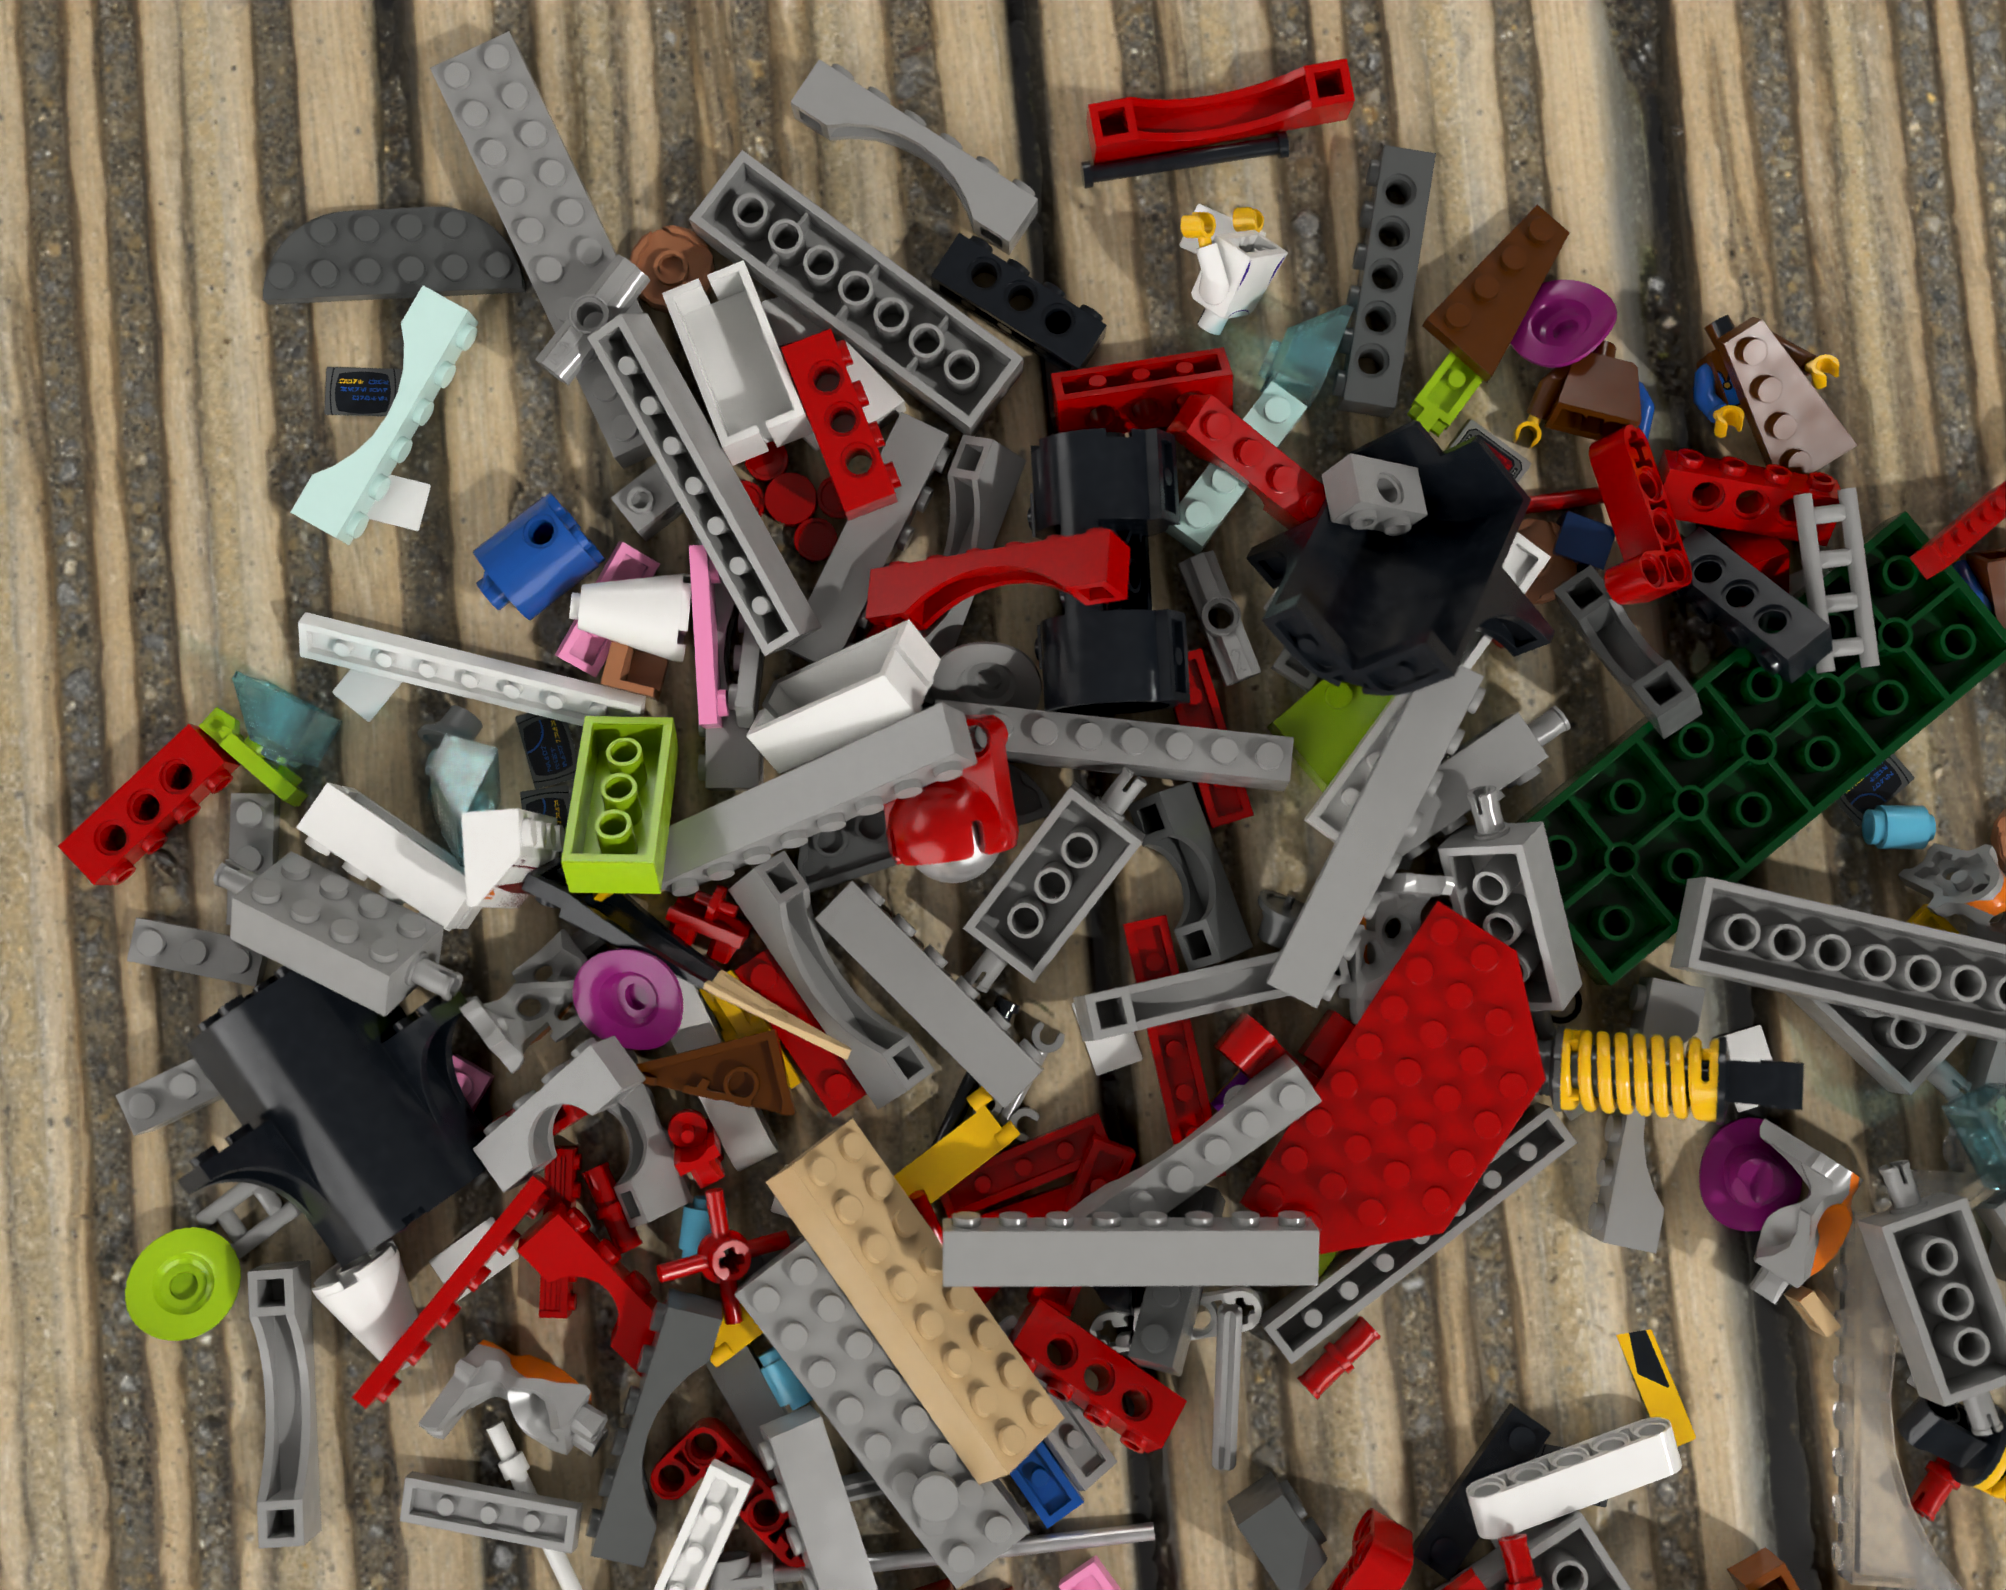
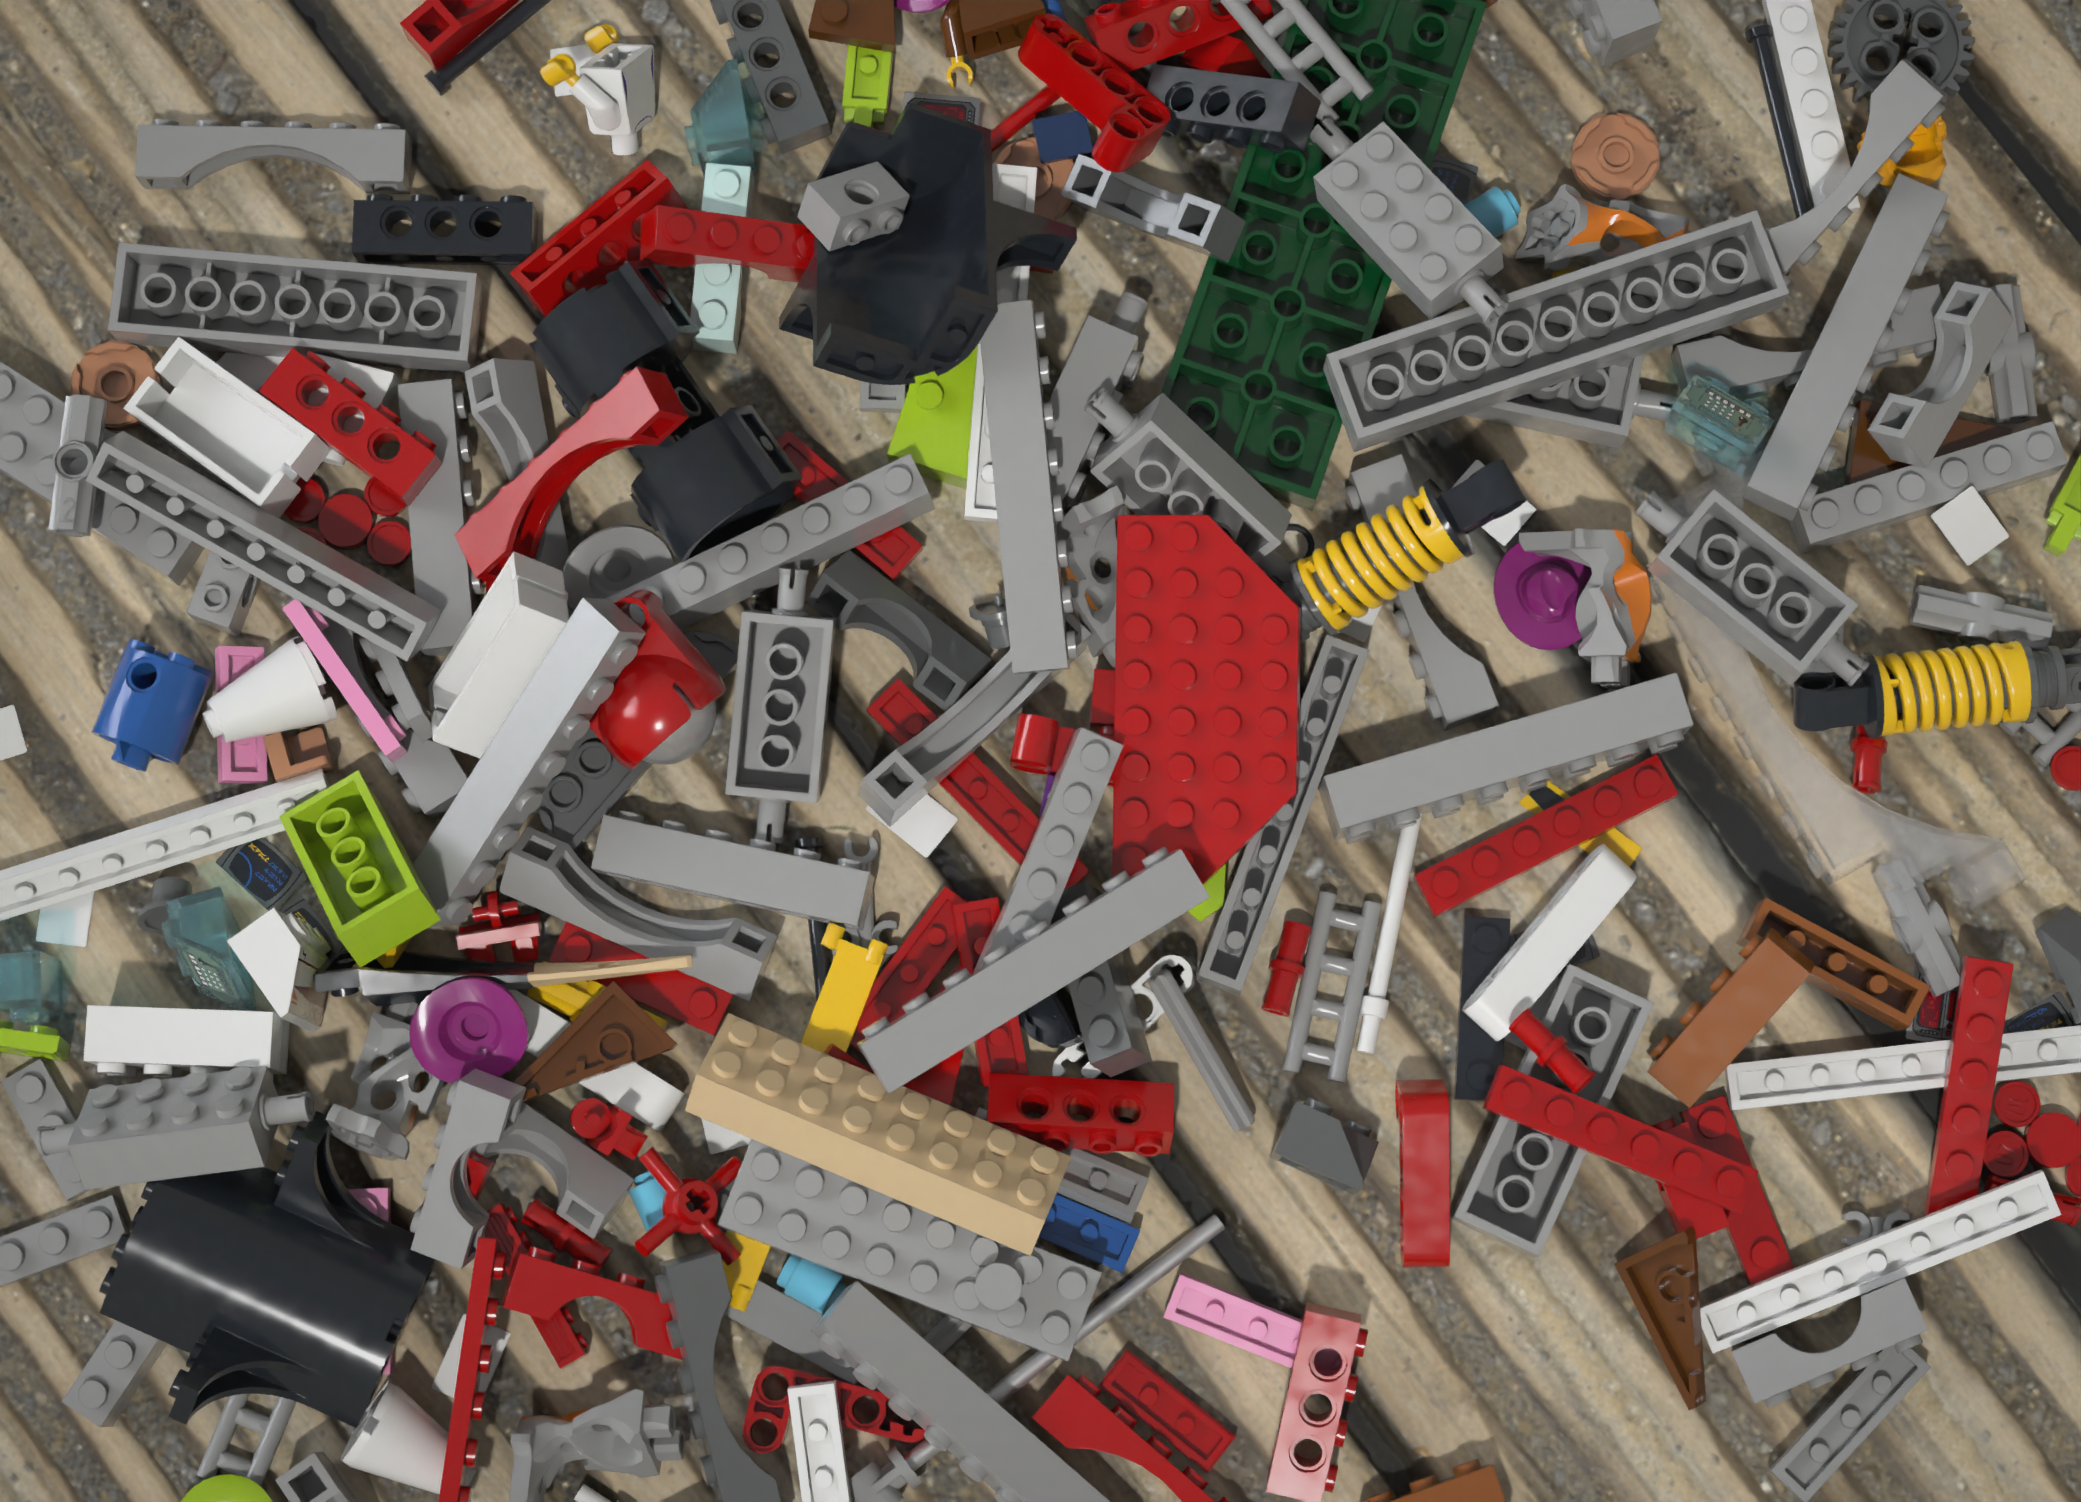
camera: 30 degrees left, 5 degrees down
(1207, 592) = (809, 412): light grey piece -> none
(1366, 1424) = (1346, 1012): none -> light grey bar
(1392, 1431) = (1374, 1005): none -> white bar
(1623, 1380) = (1545, 836): none -> red plate
(1638, 1302) = (1505, 757): none -> light grey brick
(1814, 1309) = (1665, 665): tan plate -> none
(1845, 803) = (1408, 221): none -> light grey brick

